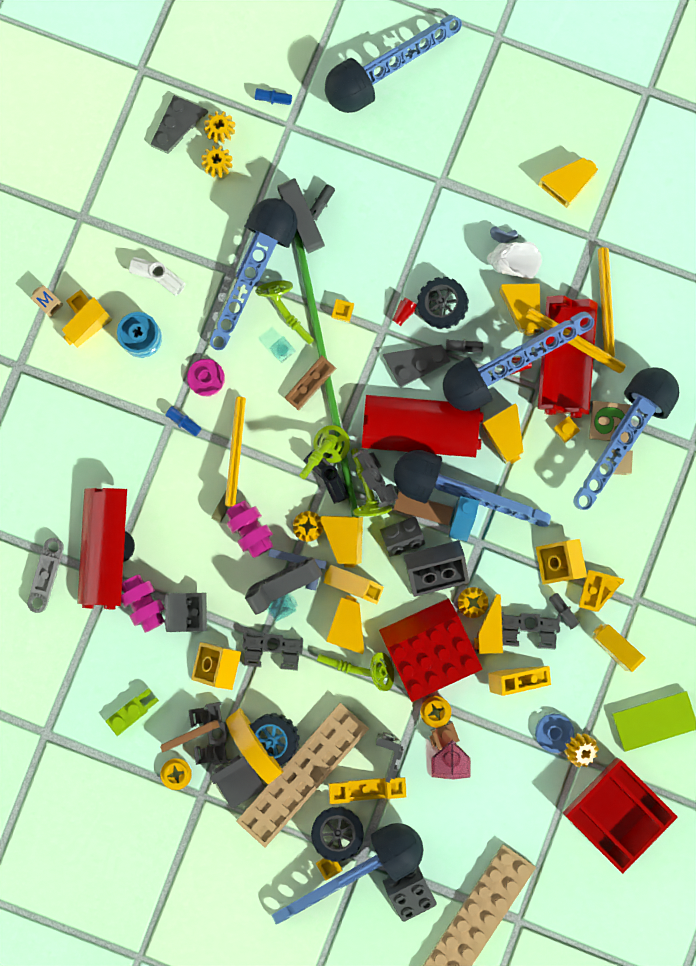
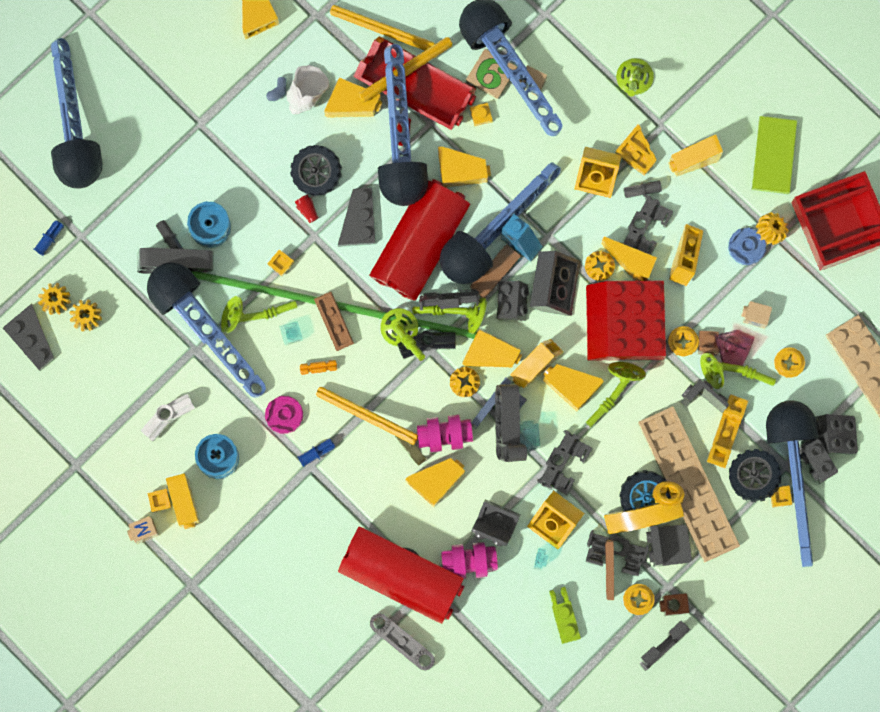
camera: 70 degrees left, 5 degrees down
(142, 817) = (656, 653): none -> dark grey piece
(173, 668) = (541, 559): none -> clear light blue plate
(184, 819) = (682, 600): none -> reddish brown brick
(204, 541) = (436, 480): none -> yellow slope
(262, 388) = (318, 367): none -> light orange axle
(286, 765) = (675, 491): none -> yellow gear
(347, 219) = (212, 235): none -> dark azure wheel
(376, 891) = (818, 461): none -> dark grey bracket
(419, 753) = (714, 370): none -> lime dish
(455, 828) = (796, 358): none -> yellow gear
(464, 346) = (363, 170): dark grey axle -> none
(491, 770) = (756, 314): none -> tan brick
(662, 556) = (634, 78): none -> lime dish

